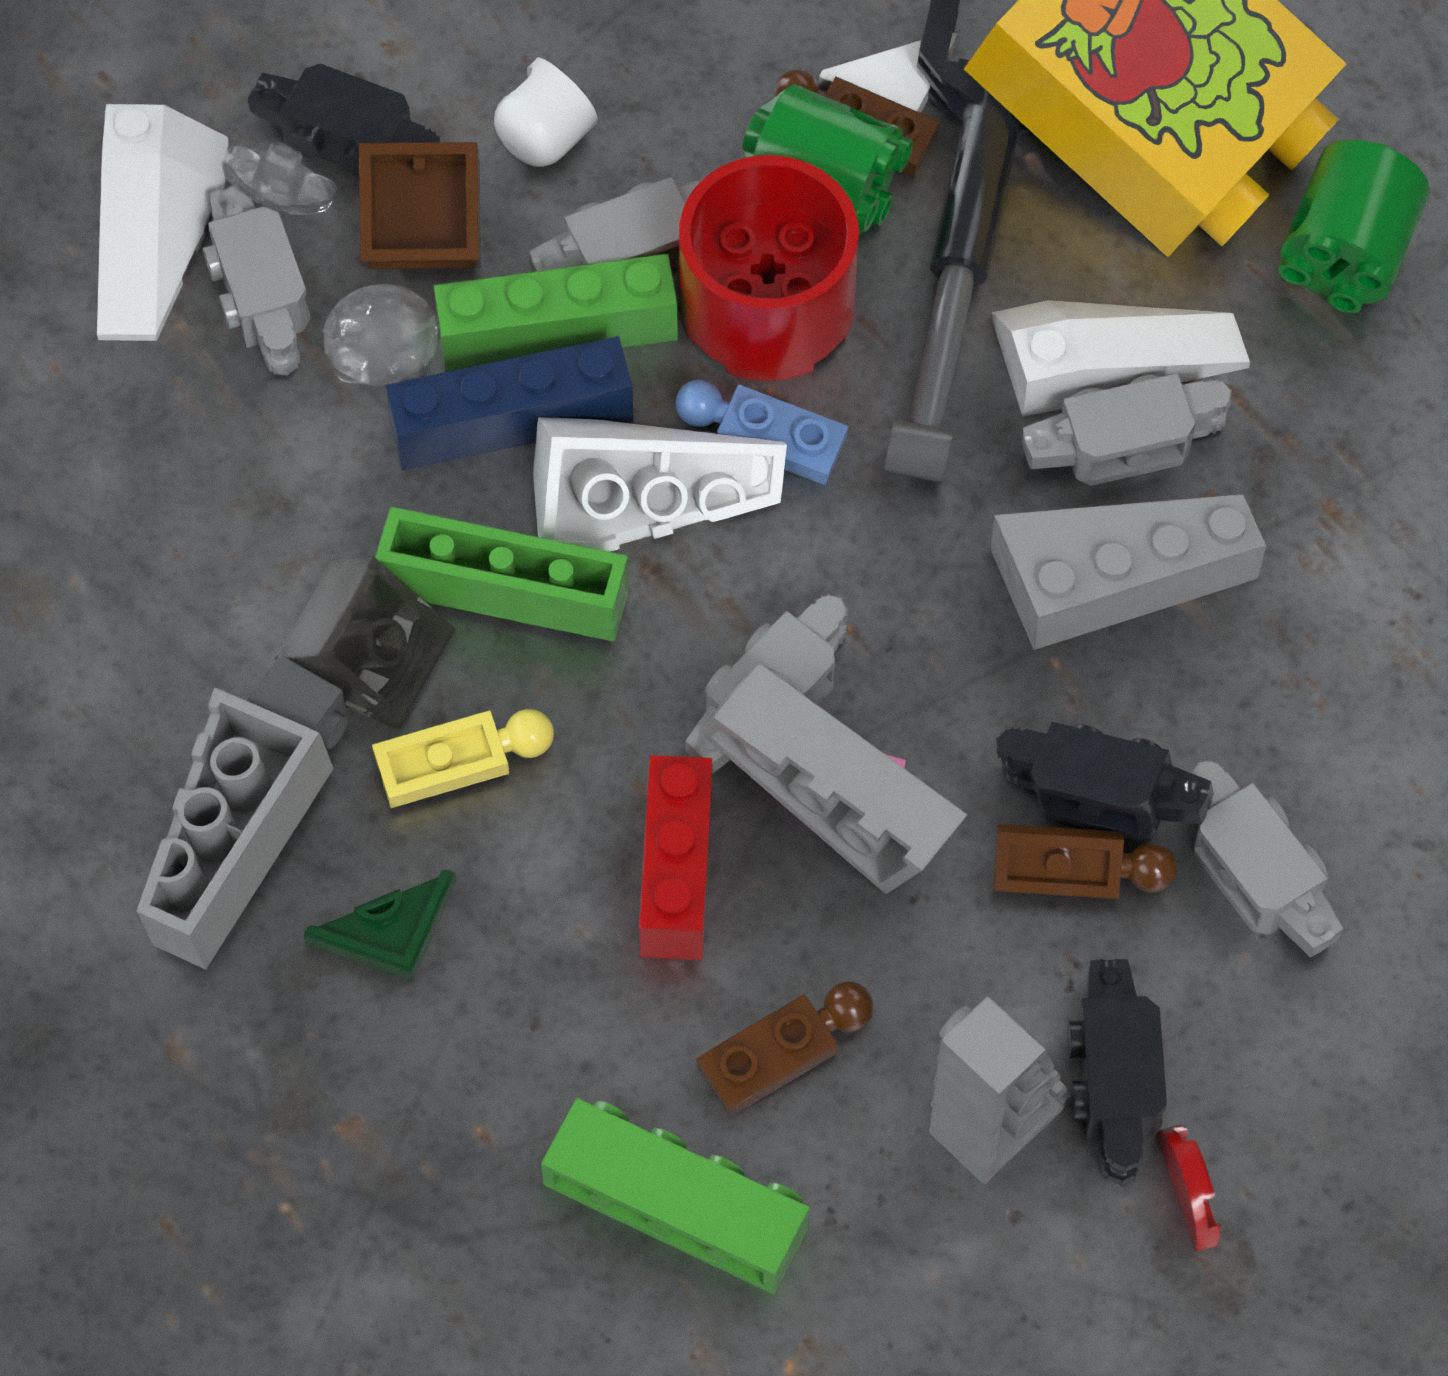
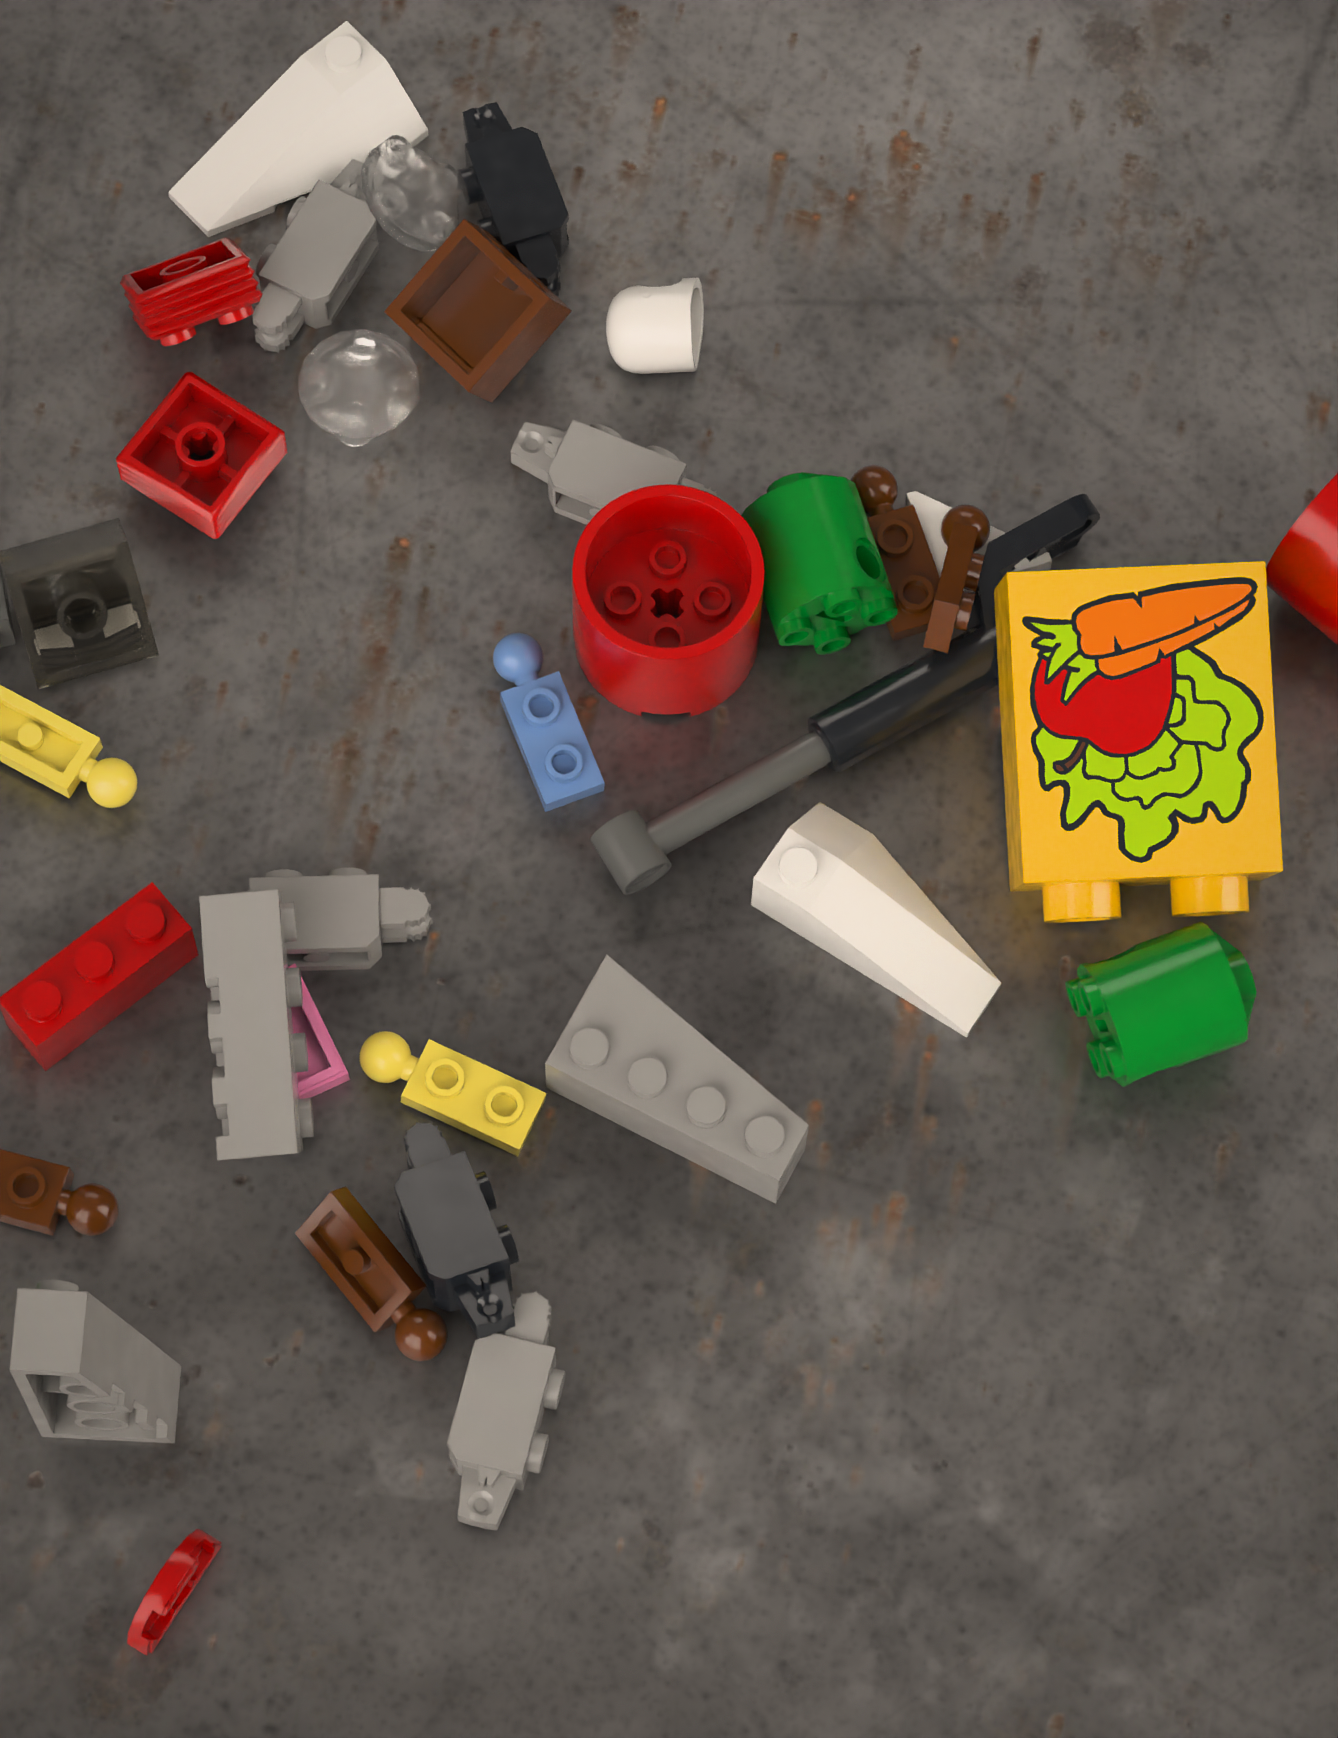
camera: 45 degrees right, 5 degrees up
(207, 369) = (192, 290): none -> red brick
(343, 437) = (197, 420): none -> red brick
(501, 401) = (379, 524): dark blue brick -> none
(506, 573) = (220, 646): bright green brick -> none
(555, 310) = (484, 482): bright green brick -> none
(635, 481) = (398, 665): white wedge -> none
(924, 88) = (964, 532): none -> reddish brown plate
(985, 702) = (456, 1089): none -> light yellow plate
(1120, 1068) = (220, 1453): black hinge -> none
(1127, 428) = (805, 990): light grey hinge -> none

